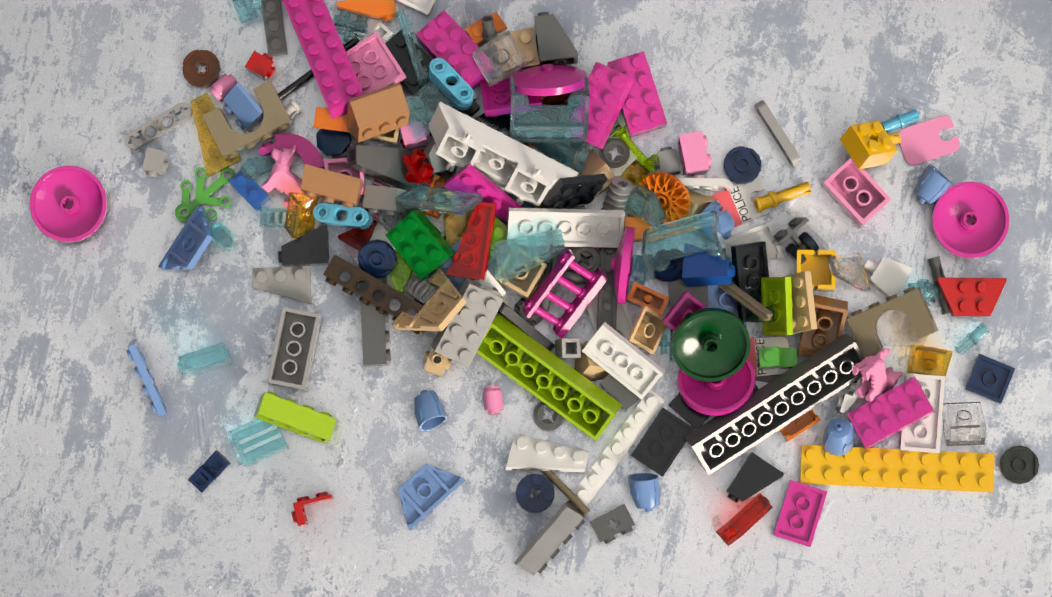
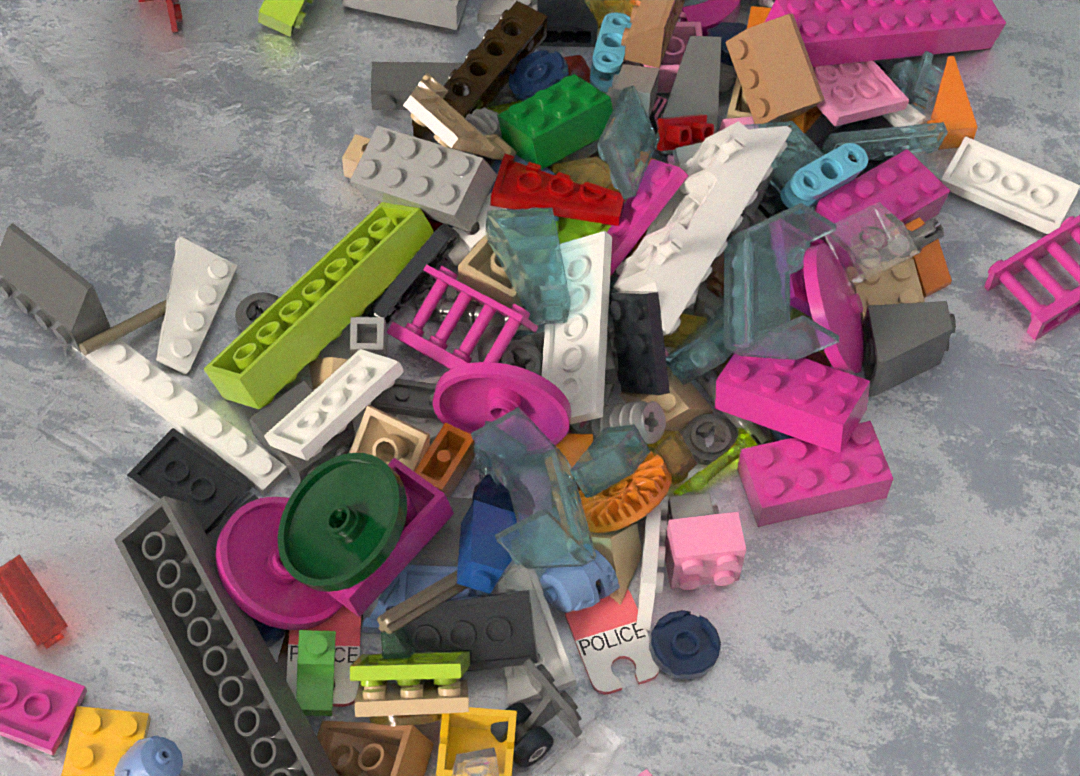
camera: 90 degrees right, 25 degrees down
(425, 492) = (160, 142): medium blue wing -> none
(429, 410) = (289, 145): medium blue helmet -> none
(492, 399) = (297, 236): bright pink brick -> none
(534, 504) = (129, 281): dark blue brick -> none
(619, 514) = (60, 395): dark grey brick -> none
(645, 490) = (99, 443): medium blue helmet -> none
(752, 478) = (101, 622): black slope -> none
(773, 198) = (618, 690): yellow pin -> none
(777, 133) = (743, 708): light grey beam -> none
(799, 425) = (186, 711): orange hinge -> none

